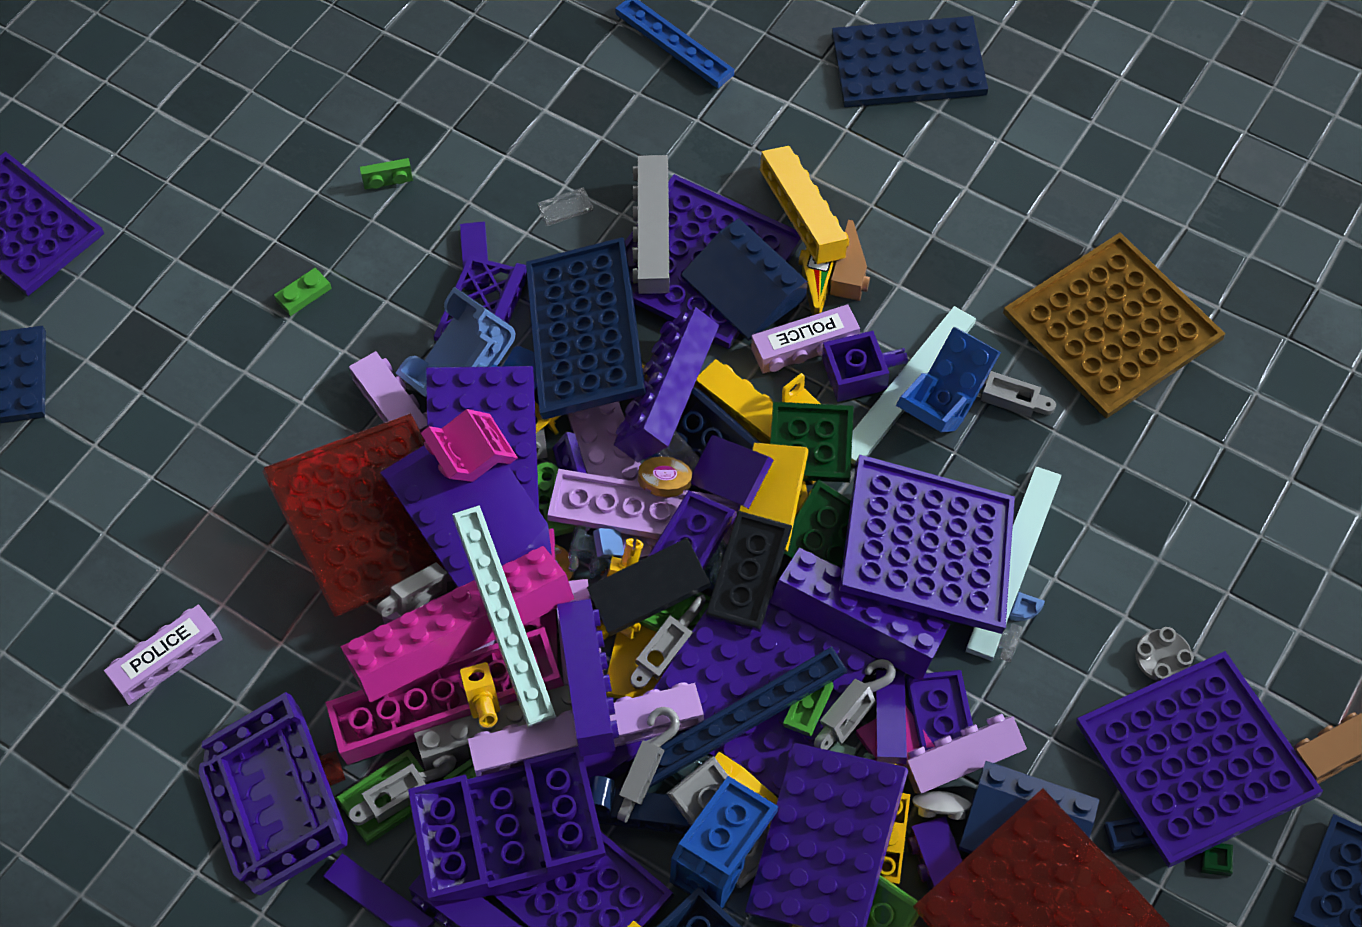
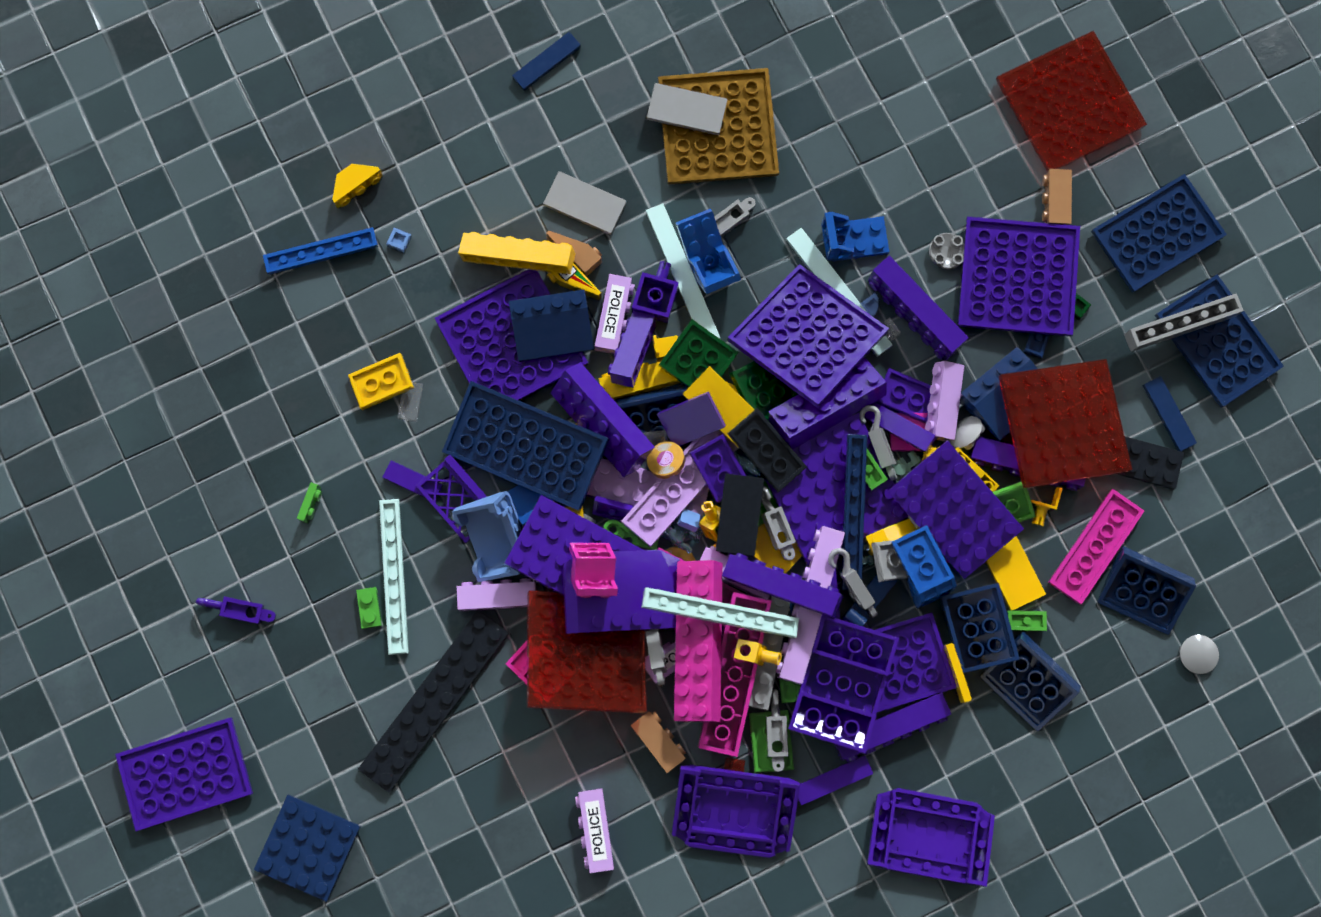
camera: 65 degrees left, 20 degrees up
(226, 173) = (237, 608): none -> dark purple piece
(230, 408) = (433, 701): none -> black plate
(313, 663) = (659, 741): none -> medium nougat brick
(352, 296) = (393, 577): none -> light aqua tile
(568, 166) = (381, 381): none -> yellow tile
(653, 224) = (471, 355): light grey brick -> none
(739, 102) = (399, 240): none -> medium blue tile
(770, 28) = (353, 182): none -> yellow slope
(773, 370) = (632, 349): none -> brick
(909, 61) = (437, 112): dark blue plate -> none
(916, 246) = (584, 203): none -> light grey tile
(1049, 125) = (546, 61): none -> dark blue tile
(1056, 653) = (917, 308): none -> dark purple brick
(1082, 528) = (853, 238): none -> blue bracket
(1105, 277) = (686, 109): none -> light grey tile

